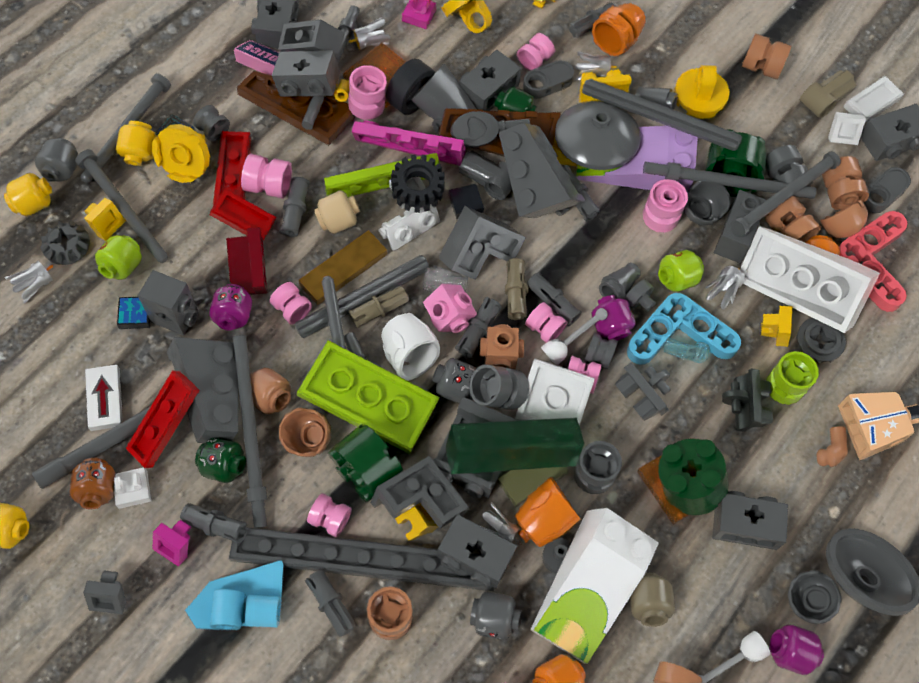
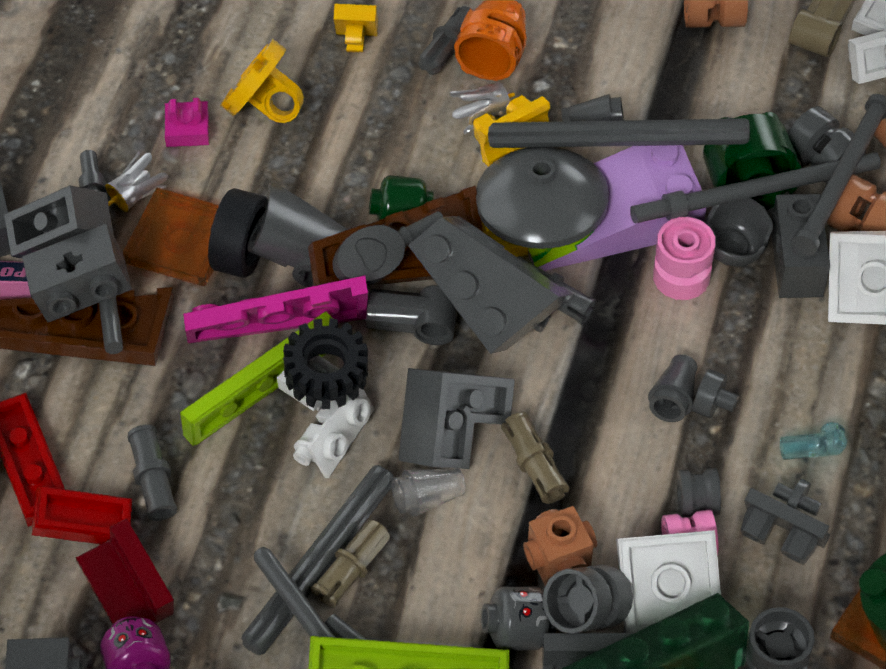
camera: 20 degrees left, 10 degrees down
(261, 175) = (90, 444): bright pink wheel -> none
(290, 302) = (221, 610): bright pink wheel -> none
(337, 212) = (221, 454): tan head -> none
(342, 90) = (139, 277): yellow arm -> none
(344, 265) = (268, 525): pearl gold tile -> none
(367, 92) = (181, 265): bright pink wheel -> none
(409, 341) = (428, 596): white helmet -> none
(450, 308) = (459, 521): bright pink brick -> none
(465, 196) = (392, 363): black tile -> none
(478, 327) = (509, 532): dark grey pin -> none
(489, 78) = (346, 178): dark grey brick -> none
(538, 50) = (390, 116): bright pink wheel -> none
(546, 322) = (592, 484): bright pink wheel -> none
(553, 298) = (624, 460): dark grey pin -> none
(554, 77) = (432, 140): dark grey piece -> none
(557, 349) = (637, 516): hinge -> none
(619, 318) = (692, 440): magenta head -> none
(681, 270) = (750, 338): lime head -> none
(682, 320) = (788, 405): medium azure beam -> none
(702, 92) = (651, 82): yellow tile -> none
(728, 280) = (821, 324): flat silver piece -> none

